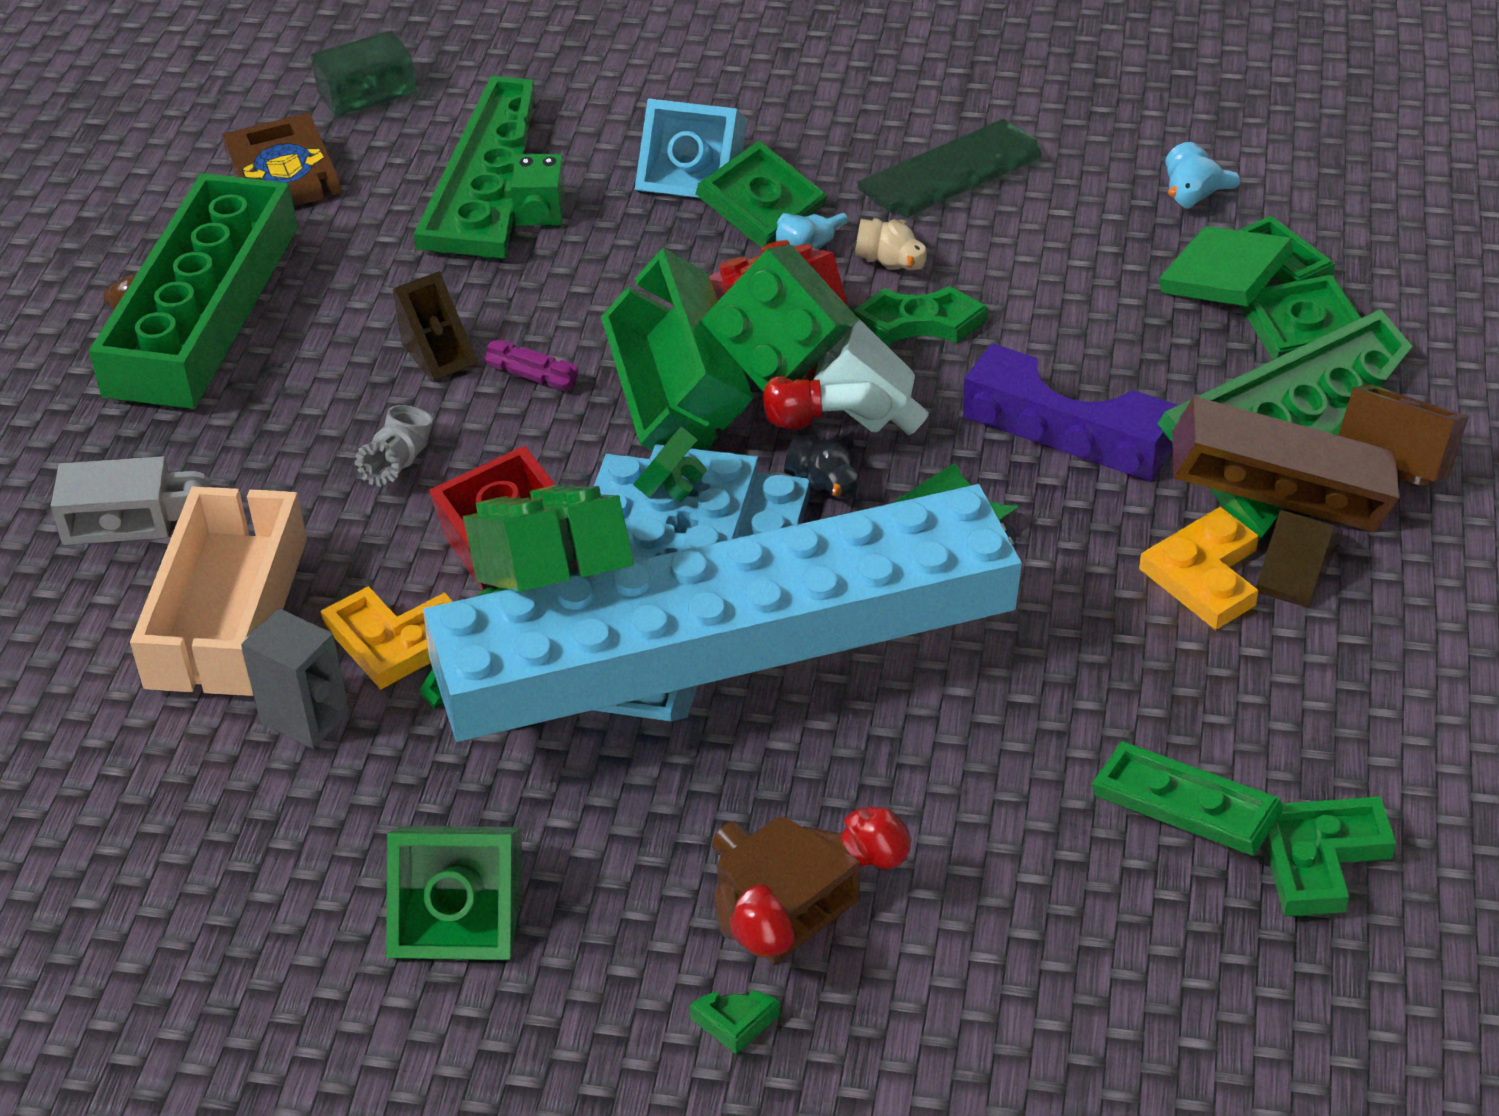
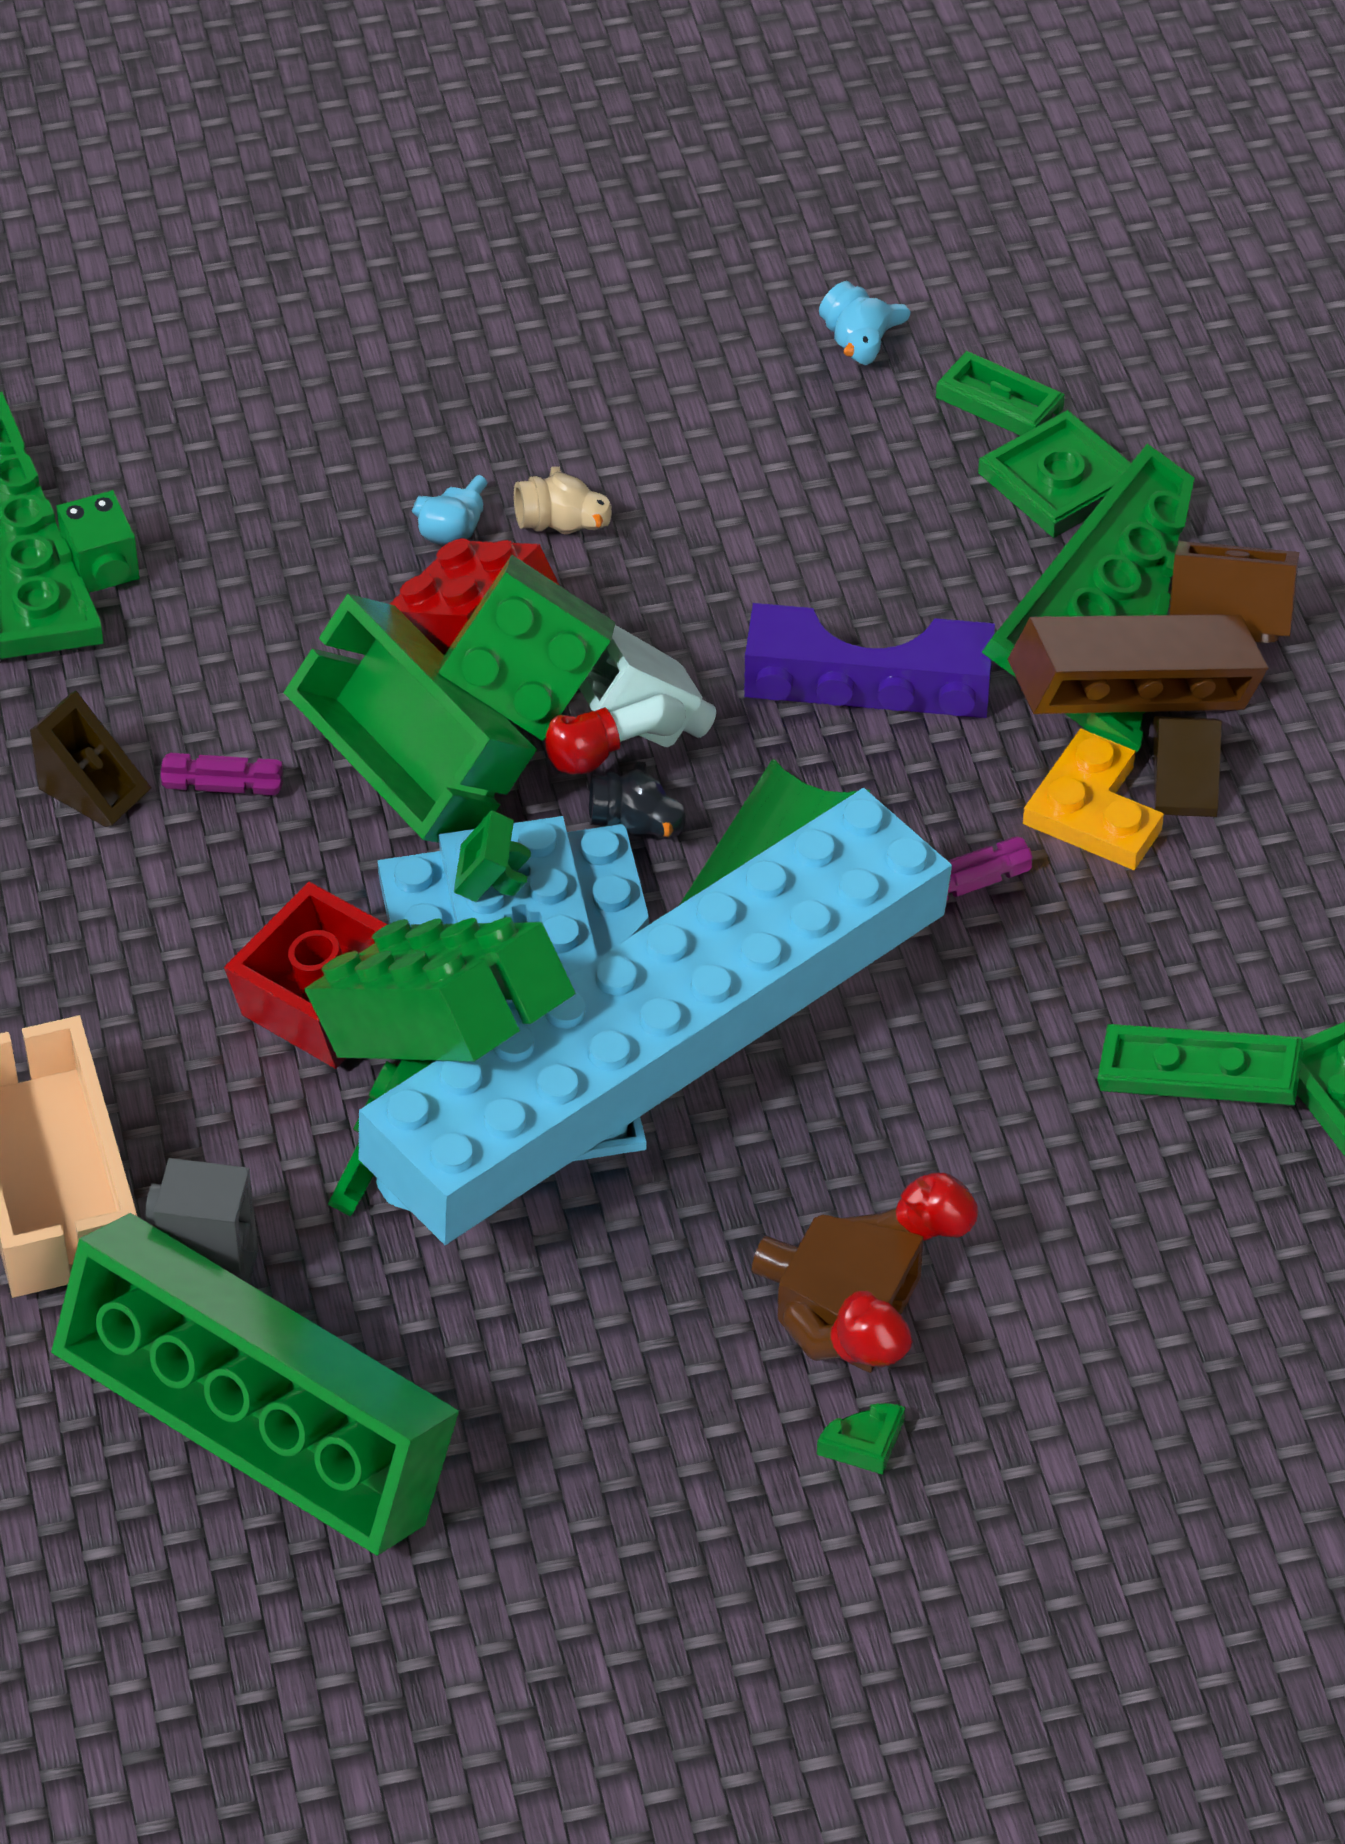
camera: 25 degrees left, 5 degrees up
(256, 808) = (254, 1382): none -> green brick
(378, 639) = (280, 1152): light orange plate -> none
(395, 445) = (127, 907): light grey connector -> none
(453, 892) = (515, 1403): green slope -> none
(686, 145) = (256, 443): medium azure slope -> none
(757, 190) = (371, 477): green tile -> none
(938, 314) = (653, 578): green tile -> none
(951, 168) = (570, 380): clear green windscreen -> none
(1073, 591) = (985, 866): none -> magenta axle
(1226, 265) = (950, 430): green tile -> none

